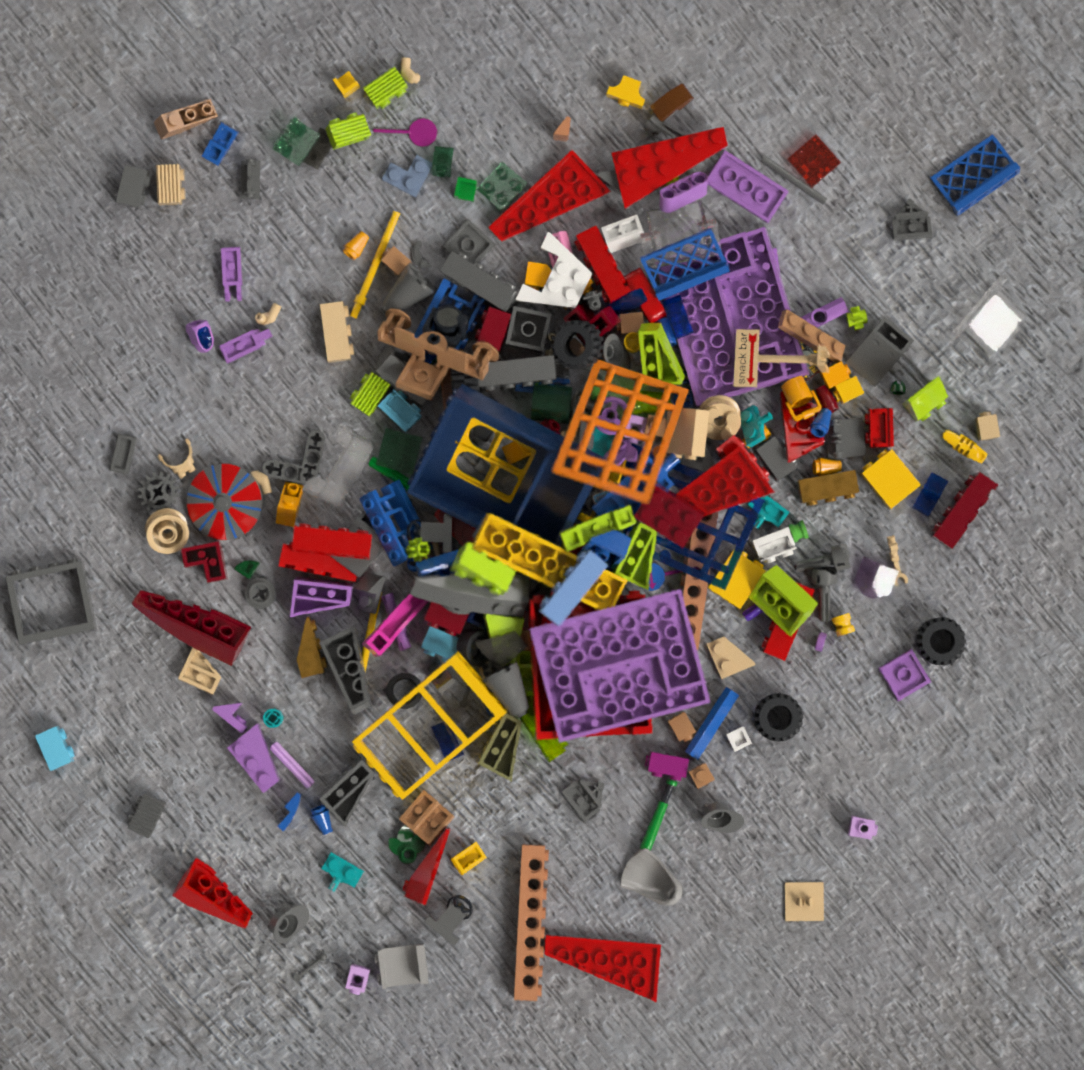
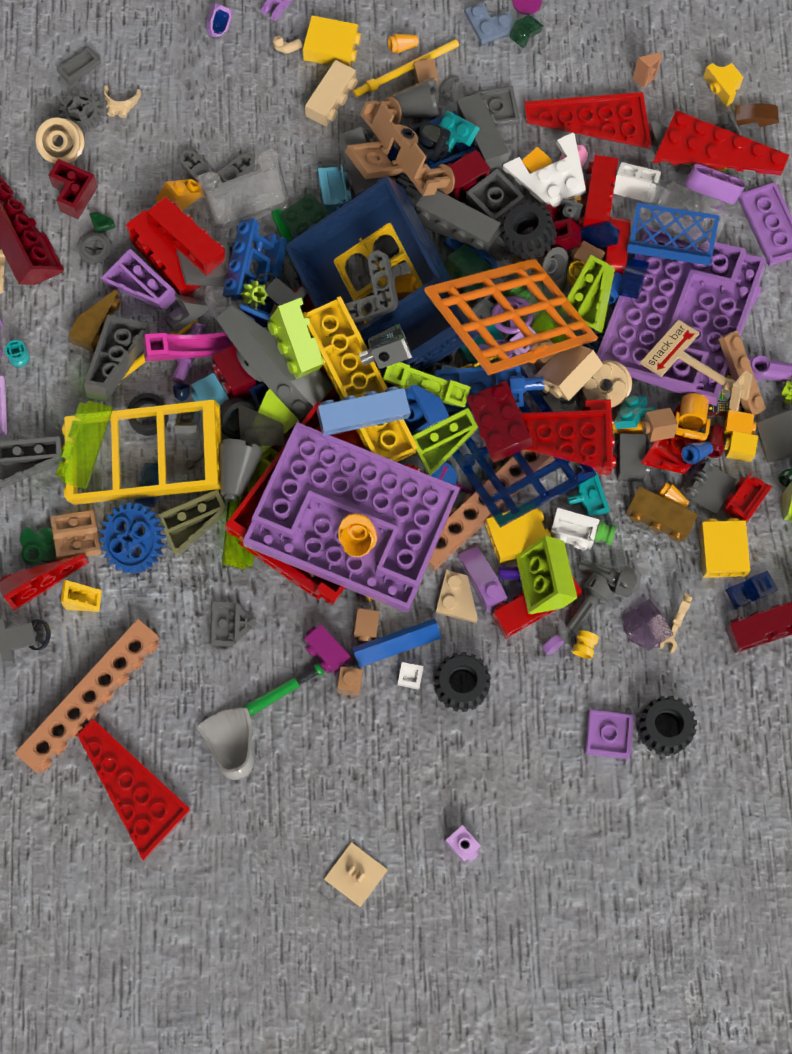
camera: 30 degrees right, 15 degrees down
(225, 501) = (128, 156): dish -> none
(244, 344) = (248, 52): medium lavender hinge -> none
(263, 481) = (173, 162): tan arm -> none
(302, 287) = (331, 41): none -> yellow brick
(369, 394) = (321, 155): lime brick -> none
(388, 757) = (88, 440): none -> clear neon green windscreen
(414, 655) = (181, 391): none -> dark blue hinge
(460, 296) = (460, 129): none -> teal plate
(465, 189) = (528, 61): green panel -> none
(471, 791) = (150, 542): none -> blue gear
(502, 186) = (561, 80): clear green hinge -> none
(515, 493) = (378, 298): none -> dark grey beam
(555, 528) = (387, 348): none -> dark grey torso
(640, 684) = (357, 534): none -> light orange piece
(720, 818) = (337, 734): dark grey piece -> none
(735, 630) = (483, 578): none -> medium lavender slope
(781, 424) = (659, 424): none -> medium nougat brick

